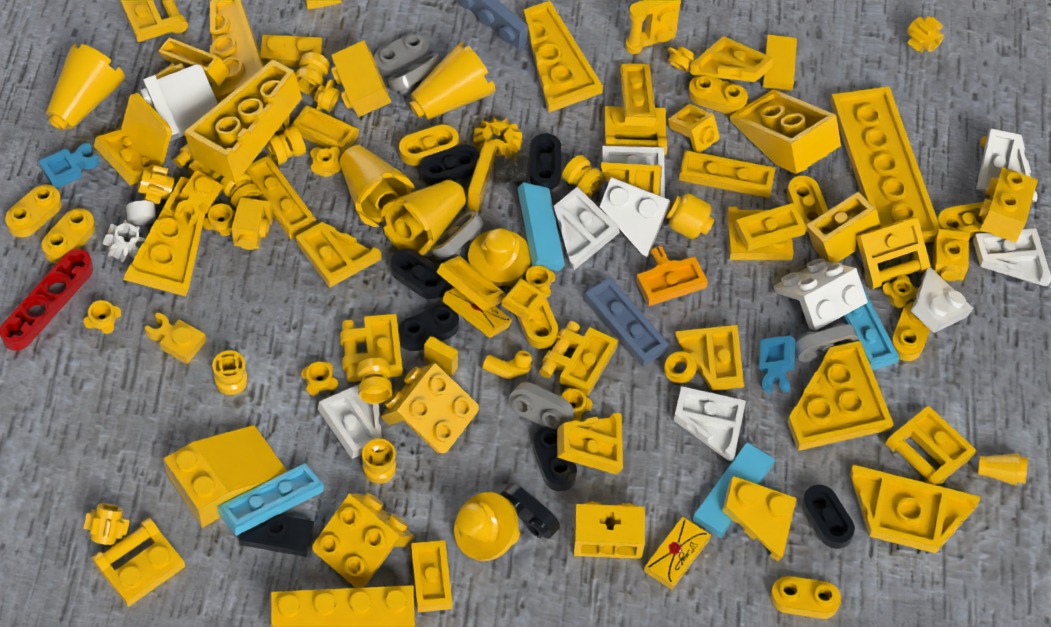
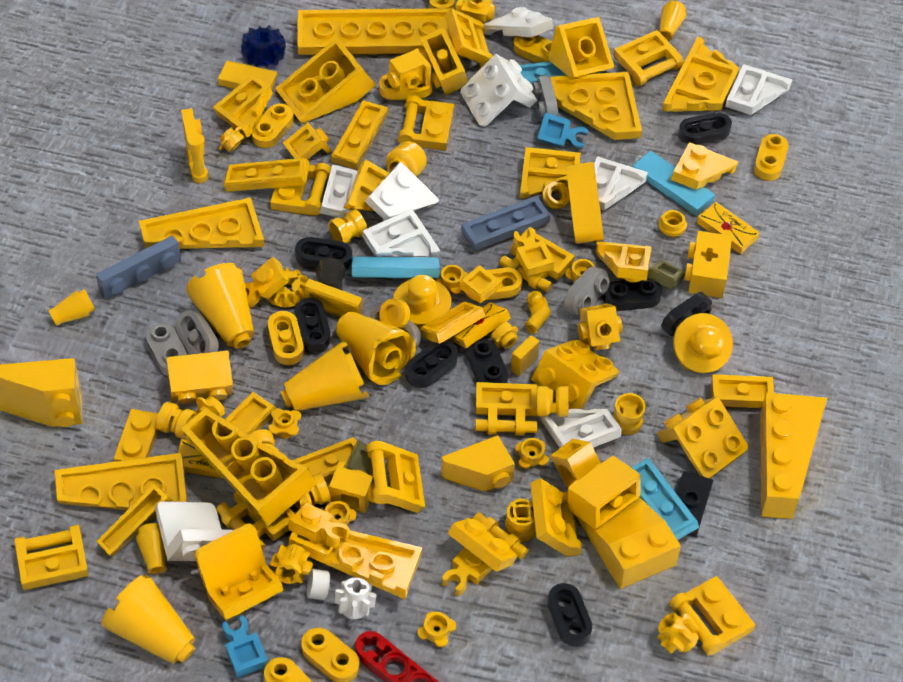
camera: 80 degrees left, 5 degrees down
(123, 426) = (569, 617): none -> black plate
(190, 337) = (488, 541): none -> yellow plate
(231, 389) = (553, 520): none -> yellow plate
(258, 433) = (604, 492): none -> yellow brick
(267, 265) = (404, 476): none -> yellow plate
(282, 228) = (359, 459): none -> olive tile
(293, 332) = (480, 465): none -> yellow slope
(298, 413) = (574, 460): none -> yellow brick
(335, 253) = (398, 423): yellow wing -> none
(461, 222) = (395, 312): none -> yellow tile
(467, 337) = (505, 335): none -> yellow plate
(489, 419) = (599, 326): none -> yellow brick
(490, 113) = (266, 281): none -> yellow plate
(572, 344) = (533, 255): none -> yellow plate
(586, 485) = (666, 274): none -> olive tile
(663, 388) = (584, 202): none -> yellow beam
(670, 278) = (466, 187): light orange plate -> none
(671, 484) = (672, 223): none -> yellow plate
(770, 227) = (435, 105): yellow plate -> none
(812, 193) = (409, 71): none -> yellow brick
(825, 65) = (263, 46): none -> clear blue gear
(898, 298) = (502, 46): yellow plate -> none
(907, 365) = (580, 48): none -> yellow slope
(911, 570) = (755, 89): none -> white wing

